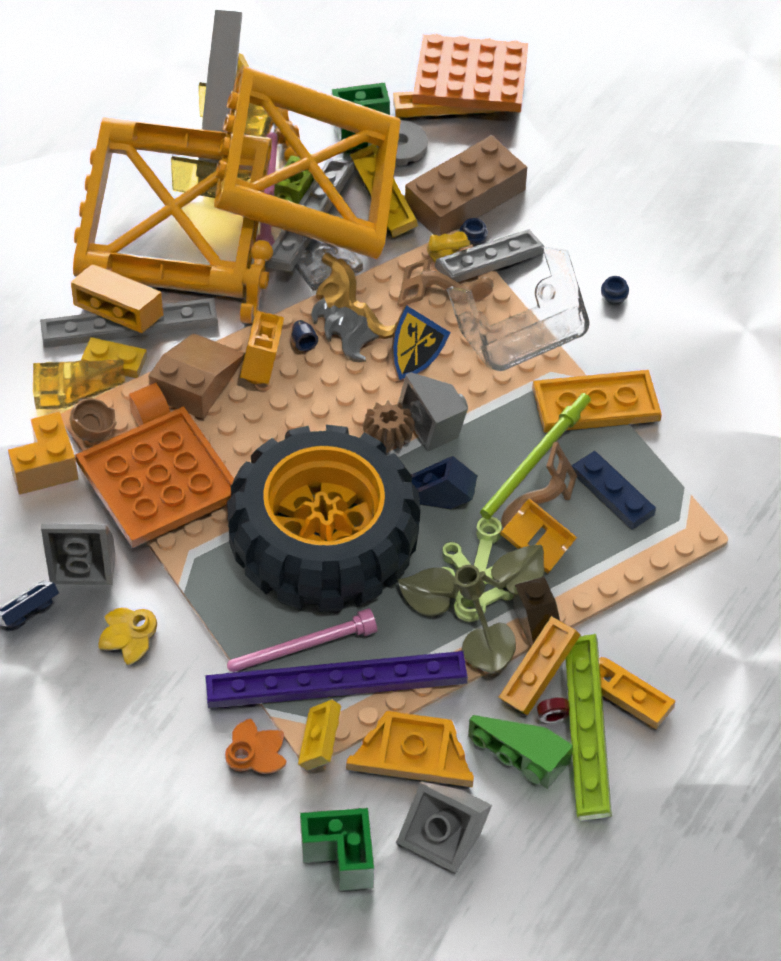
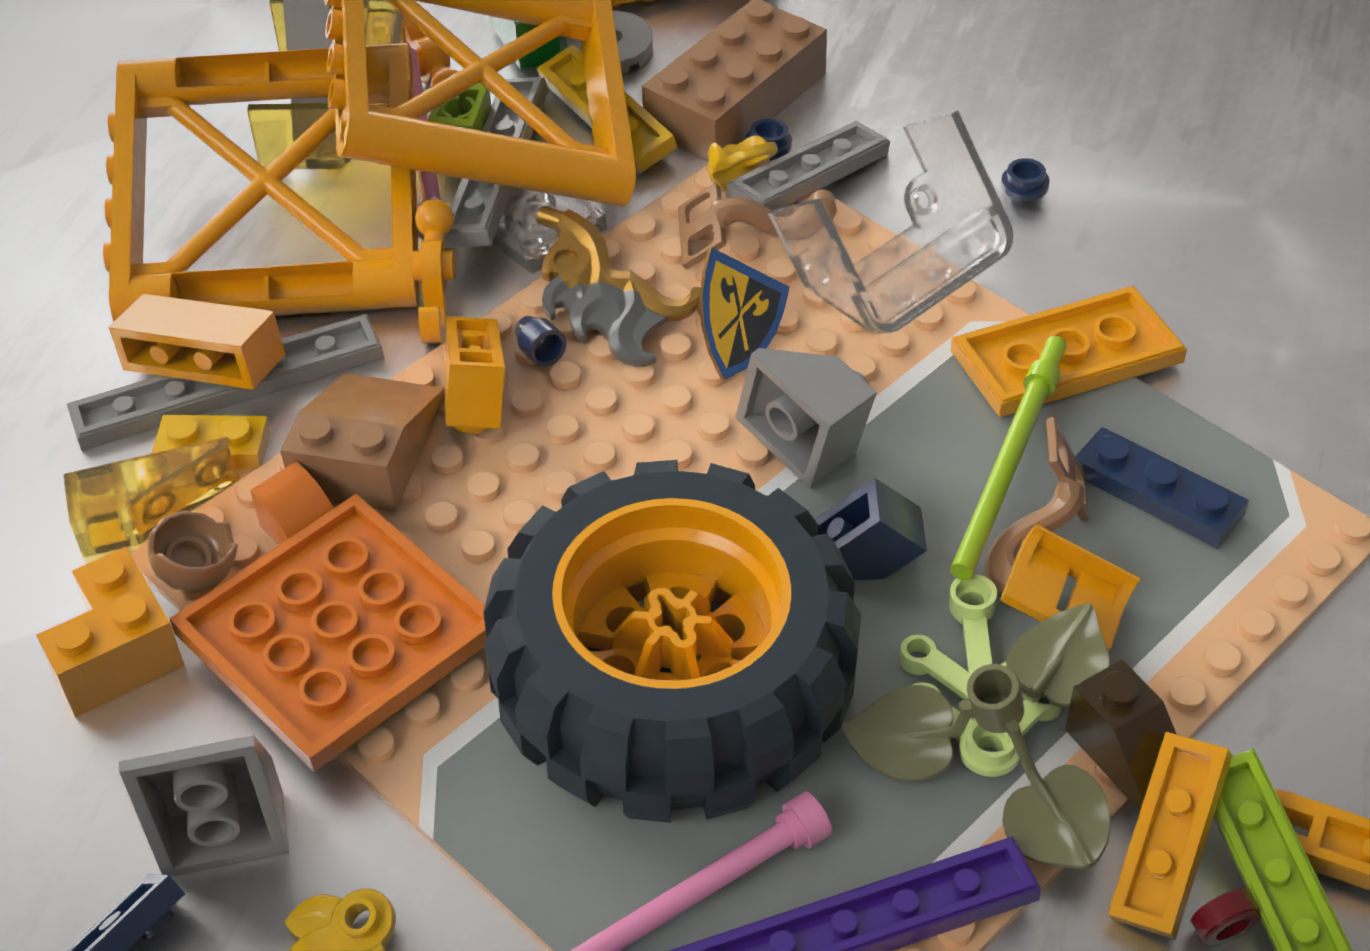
camera: 10 degrees left, 5 degrees down
(389, 424) = (736, 445): medium nougat gear -> none

